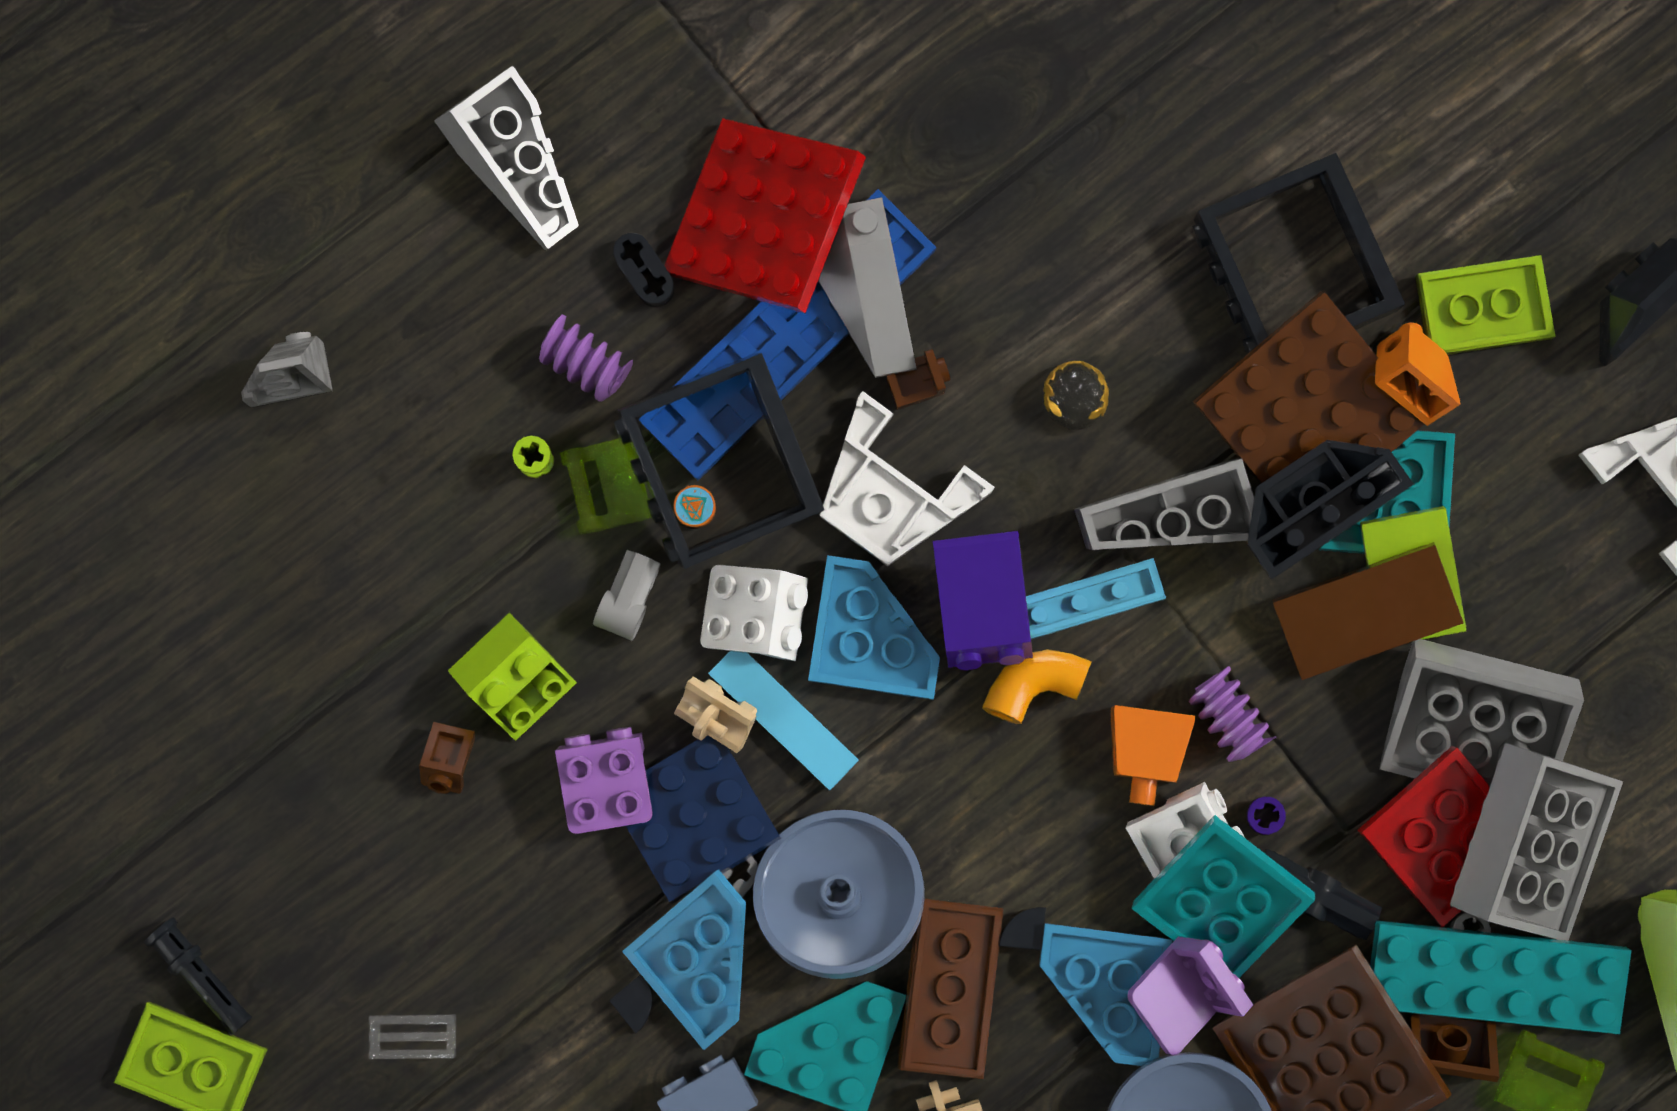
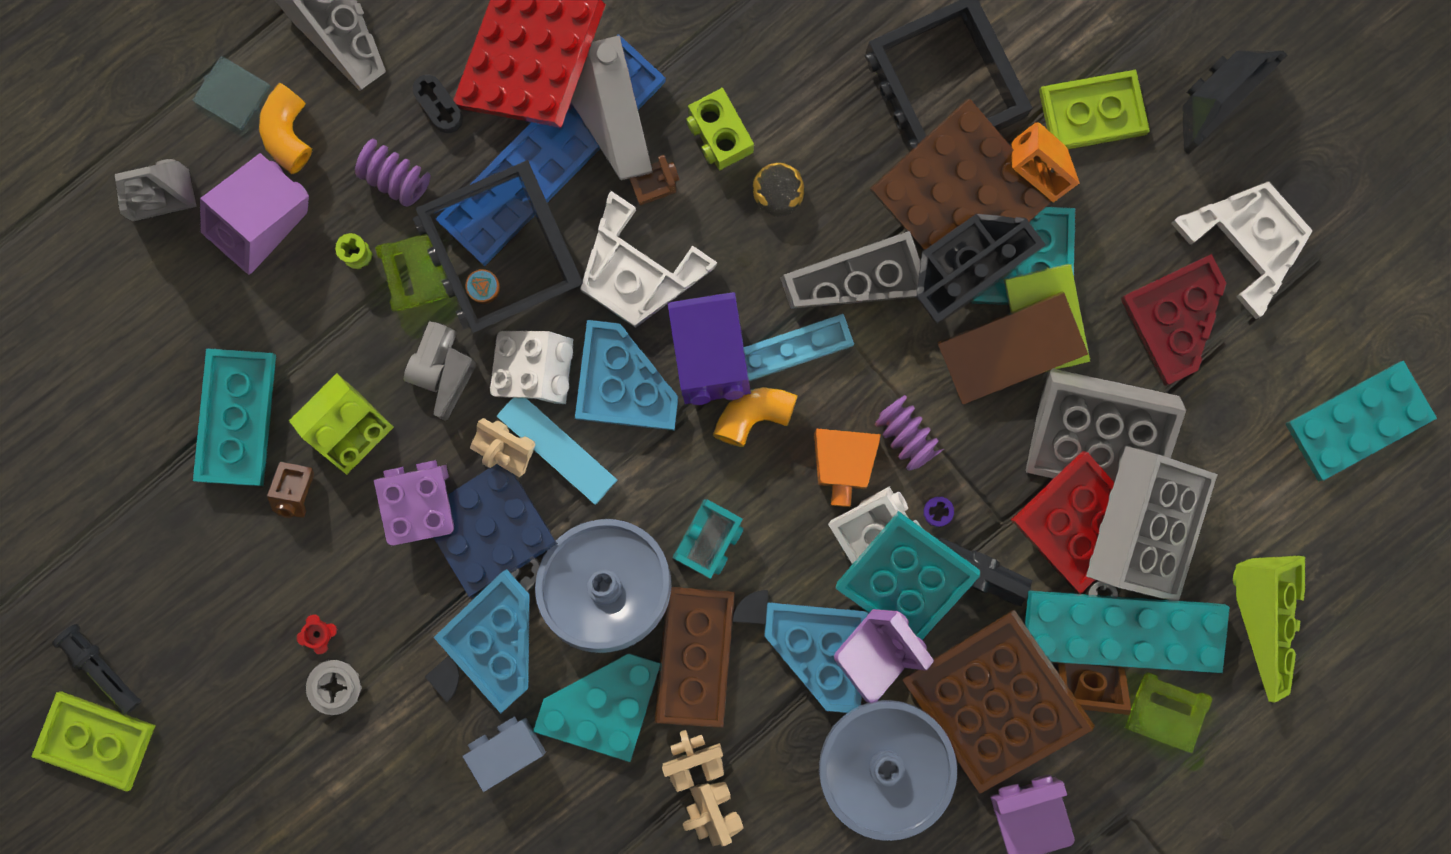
camera: 10 degrees left, 0 degrees up
(376, 1037) = (241, 712): clear tile -> none
(377, 663) = (234, 417): none -> teal plate
(380, 246) = (231, 93): none -> clear light blue piece
(407, 403) = (252, 212): none -> medium lavender slope
(440, 297) = (277, 129): none -> light orange cylinder
(462, 946) = (307, 638): none -> red plate
(481, 993) = (321, 698): none -> light grey gear
(658, 619) = (454, 378): none -> flat silver slope
(973, 840) = (708, 539): none -> teal window
(1014, 313) = (726, 127): none -> lime brick
(1581, 577) = (1177, 316): none -> dark red plate

